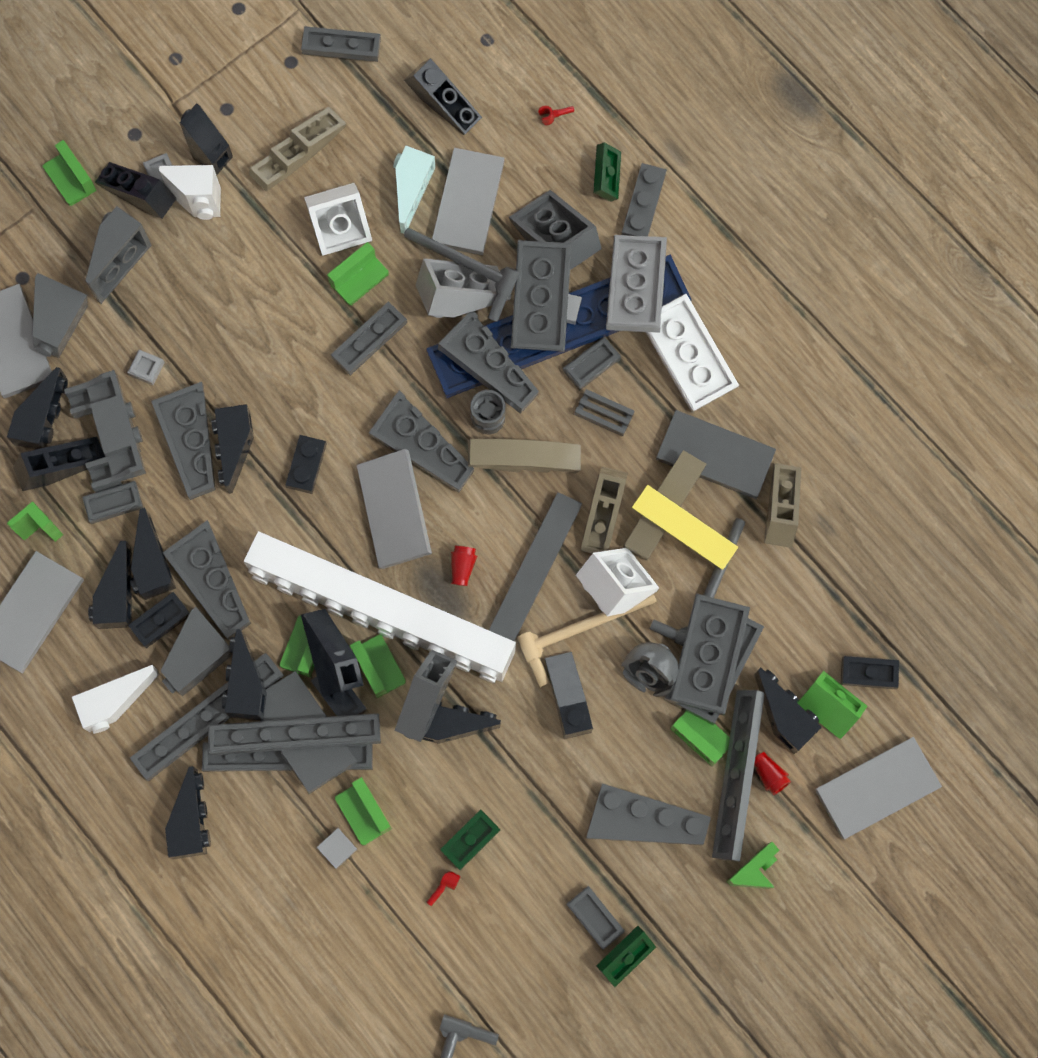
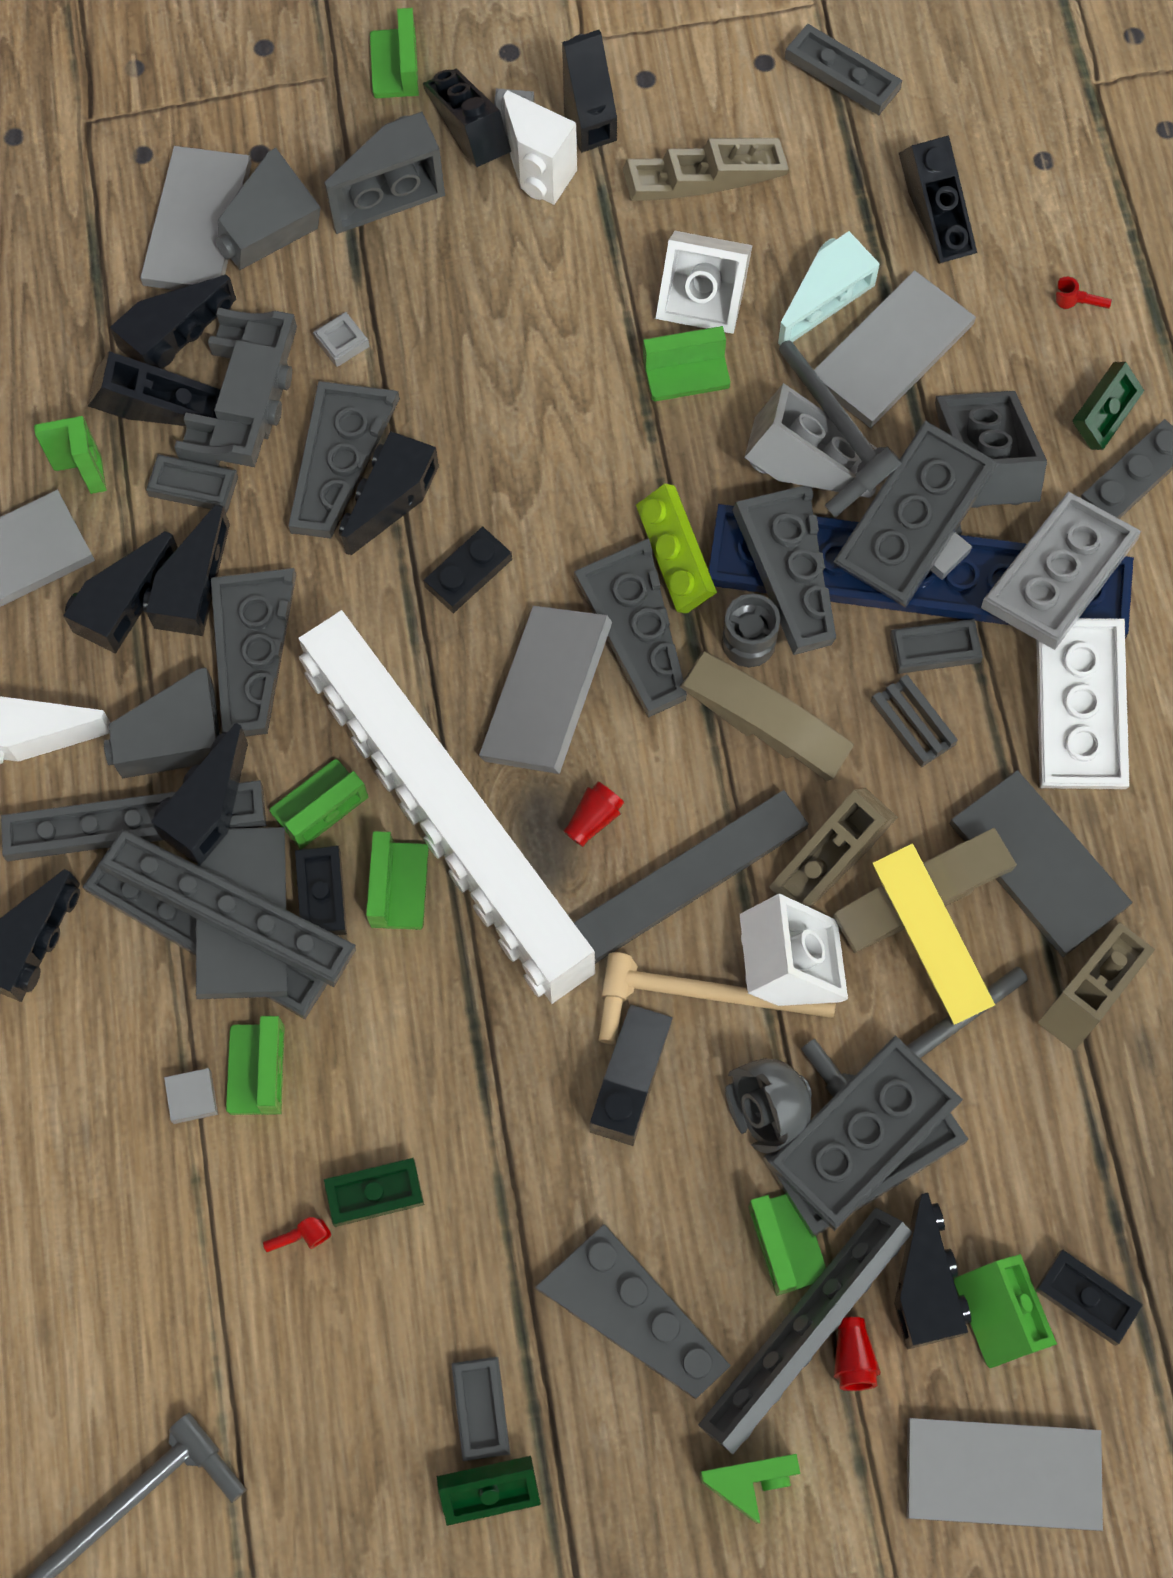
camera: 35 degrees right, 5 degrees down
(159, 620) = (152, 661): black plate -> none
(331, 655) = (337, 827): black slope -> none
(369, 338) = (651, 452): dark grey plate -> none
(417, 387) = (676, 548): none -> lime plate
(425, 695) = (426, 951): dark grey slope -> none
(459, 723) = (436, 1014): black slope -> none

